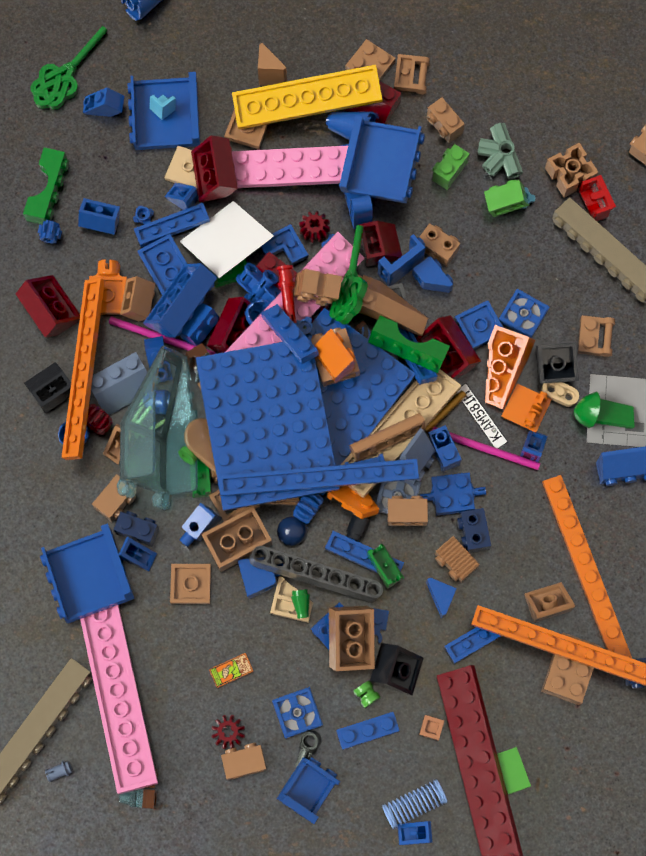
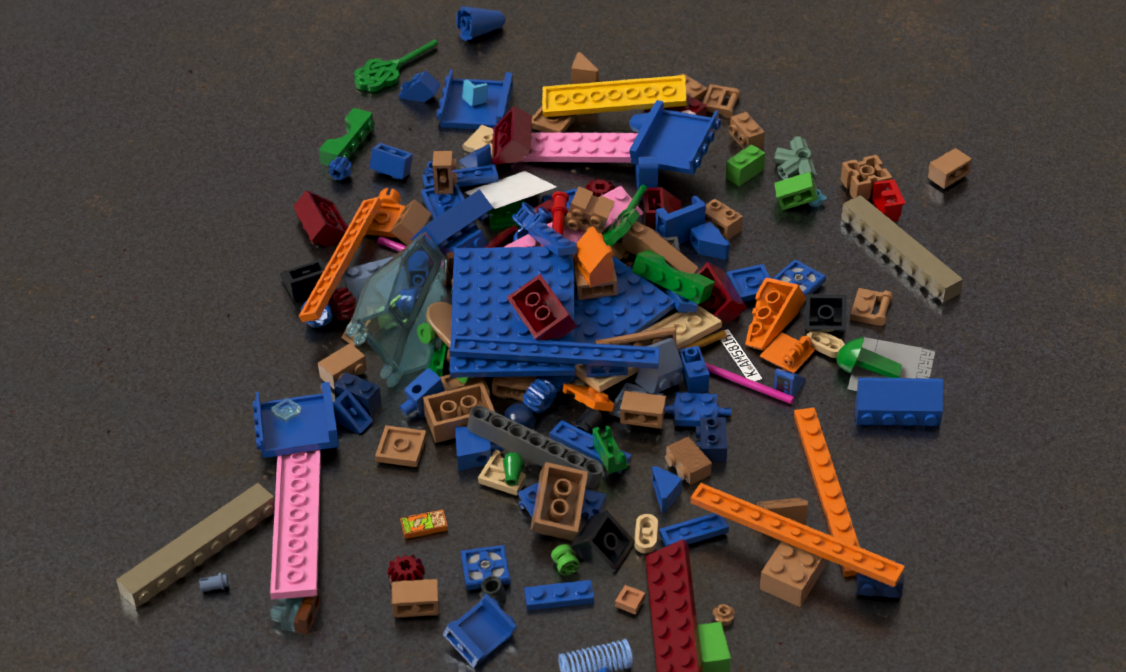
camera: 10 degrees right, 30 degrees down
(75, 563) = (286, 410): none -> clear light blue plate
(158, 234) = (443, 172): none -> medium nougat brick
(298, 434) = (541, 310): none -> dark red slope
(433, 650) = (646, 533): none -> tan plate
(511, 732) = (726, 618): none -> medium nougat plate

